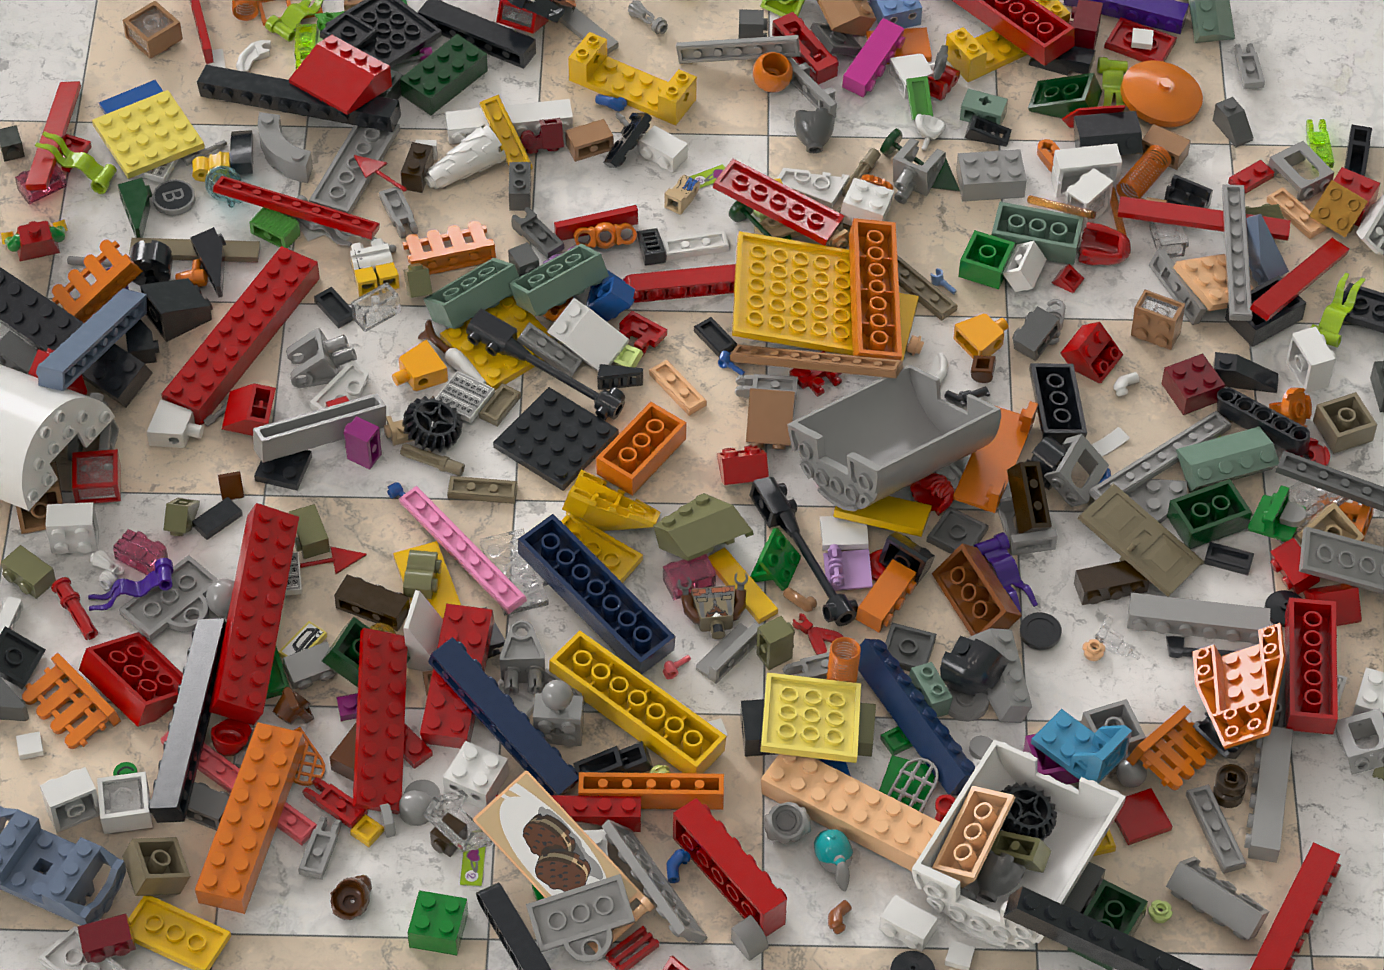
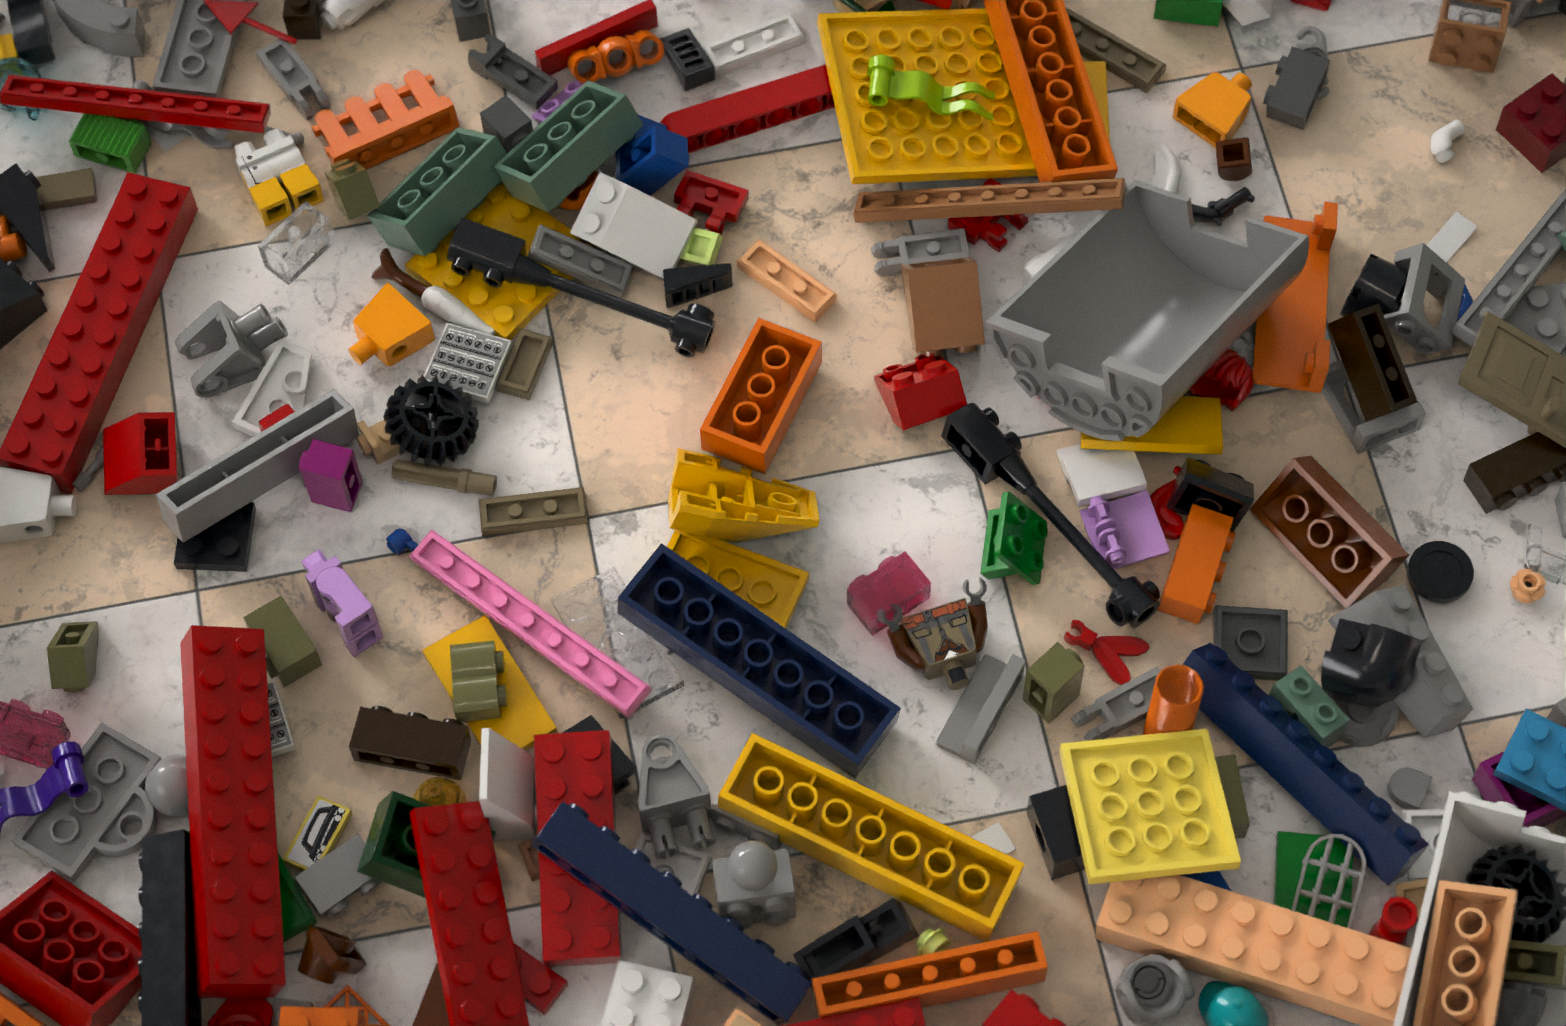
camera: 10 degrees left, 10 degrees up
(217, 518) = (132, 646): black tile -> none
(231, 485) = (141, 588): reddish brown slope -> none
(334, 307) = (232, 253): black tile -> none
(340, 557) = (342, 673): red piece -> none
(347, 706) = (415, 930): magenta plate -> none
(351, 515) = (343, 602): none -> lavender hips
(555, 438) = (624, 403): black plate -> none
(671, 668) = (899, 755): coral hand -> none
(700, 527) = (889, 512): olive wedge -> none
(714, 336) = (821, 187): black tile -> none
(724, 362) = (846, 224): blue hand -> none
(756, 600) = (949, 572): yellow tile -> none
(772, 280) = (916, 84): none -> lime flag
(806, 604) = (1063, 597): medium nougat arm -> none
(895, 741) = (1275, 804): green tile -> none
(915, 345) = (1122, 141): light nougat plate -> none
(939, 280) = (1127, 29): medium blue hand -> none
(956, 529) = (1269, 433): dark grey tile -> none
(1005, 567) = (1358, 476): dark purple flag -> none
(1058, 400) = (1366, 194): black brick -> none
(1092, 352) = (1384, 100): red slope -> none

